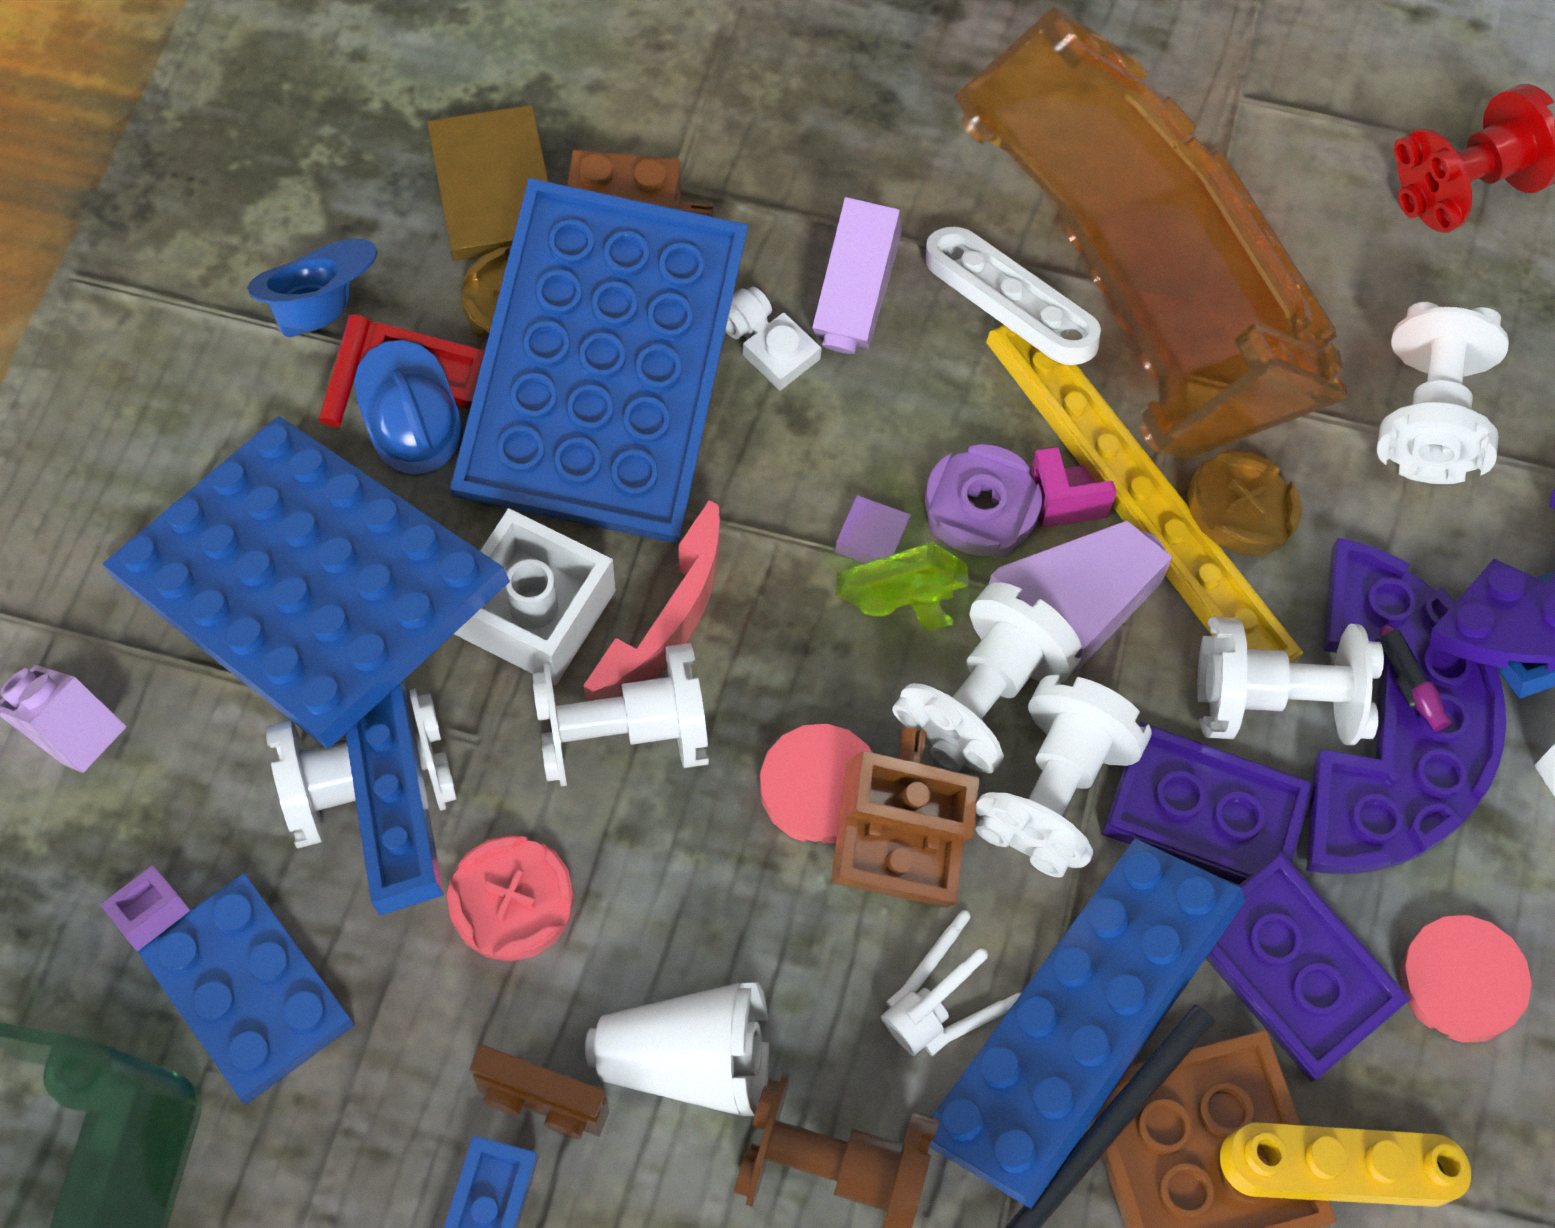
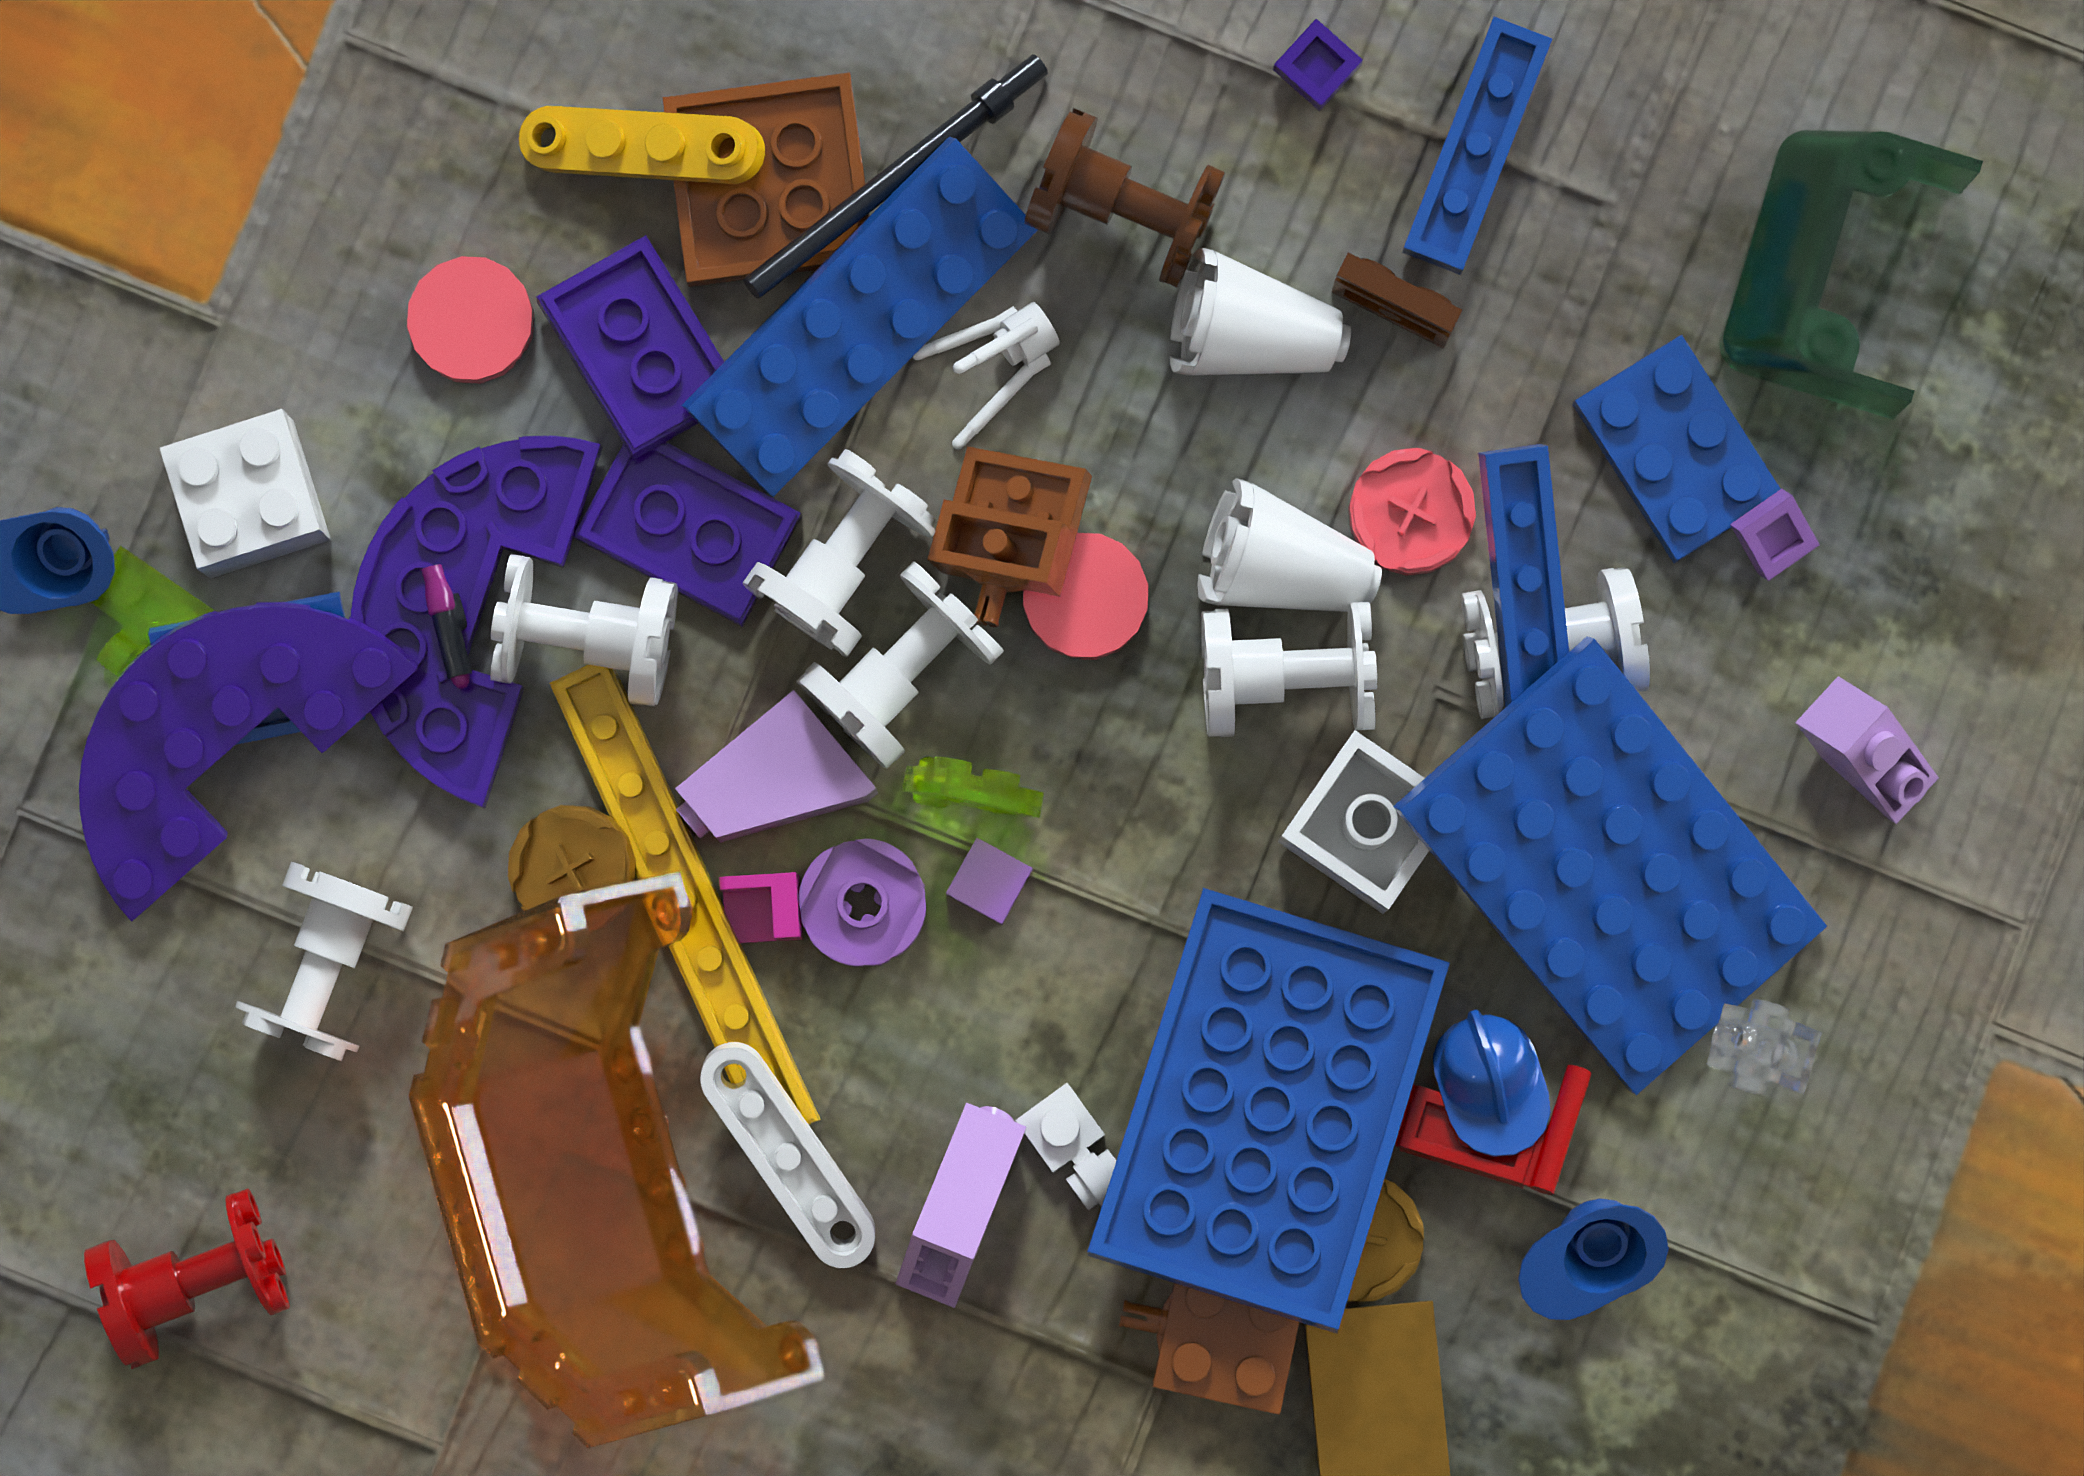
camera: 170 degrees left, 20 degrees up
(162, 449) = (1763, 1048): none -> clear brick
(636, 822) = (1281, 557): none -> white cone
(677, 620) = (1277, 739): coral slope -> none

